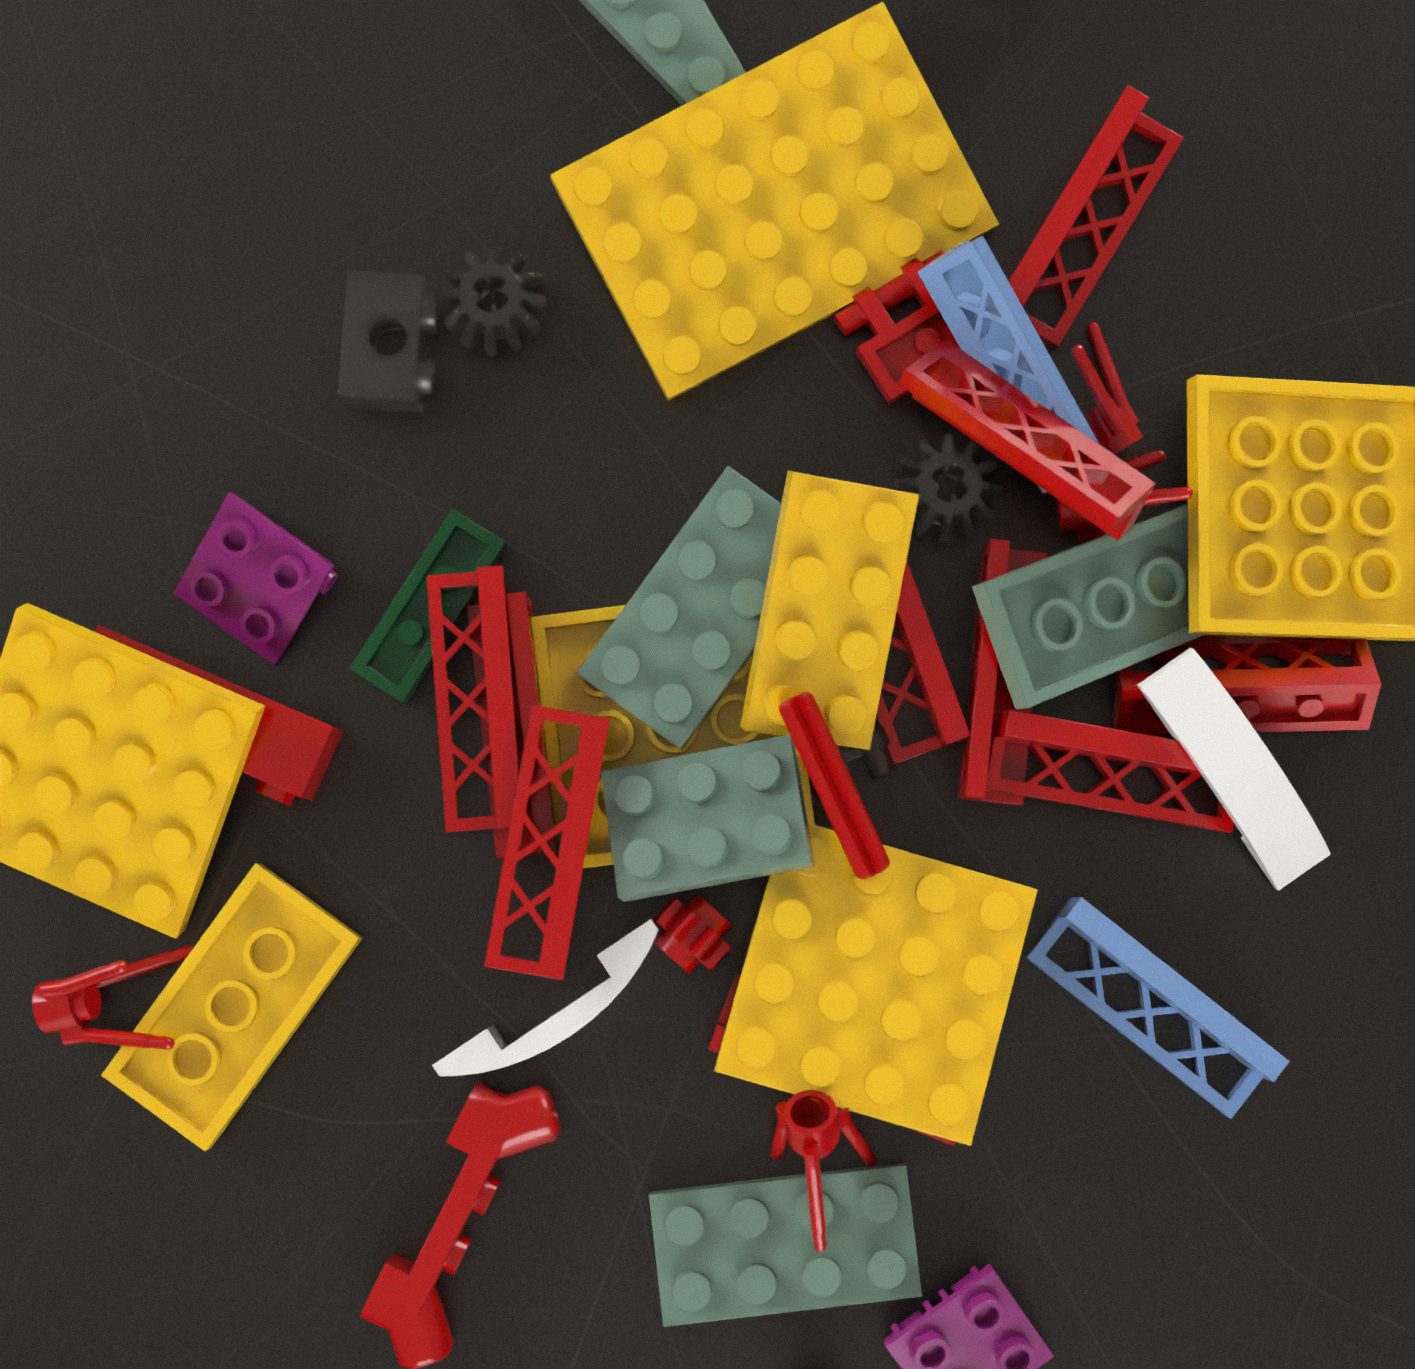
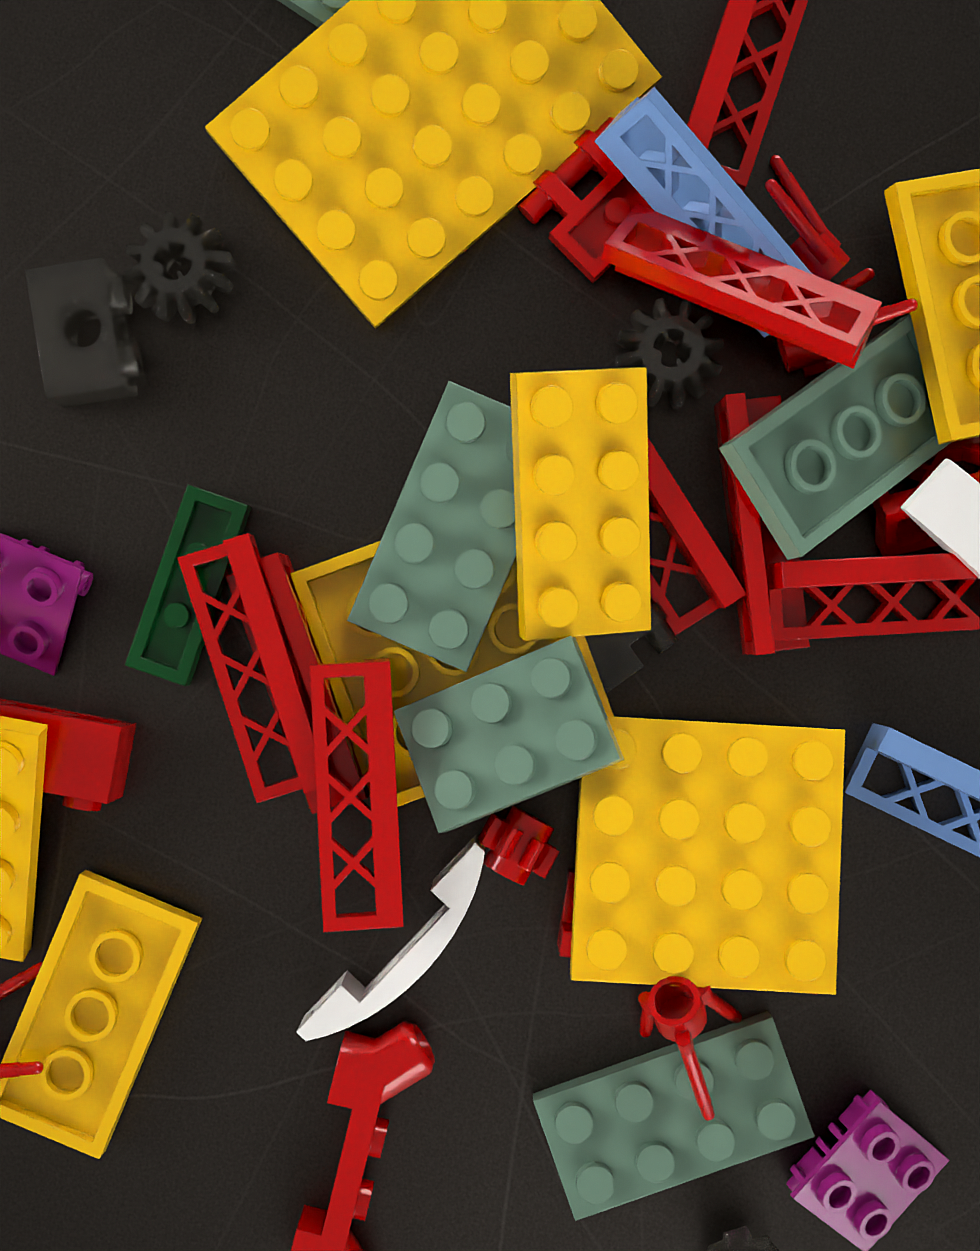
camera: 15 degrees left, 5 degrees up
(834, 785) = (626, 677): red axle -> none

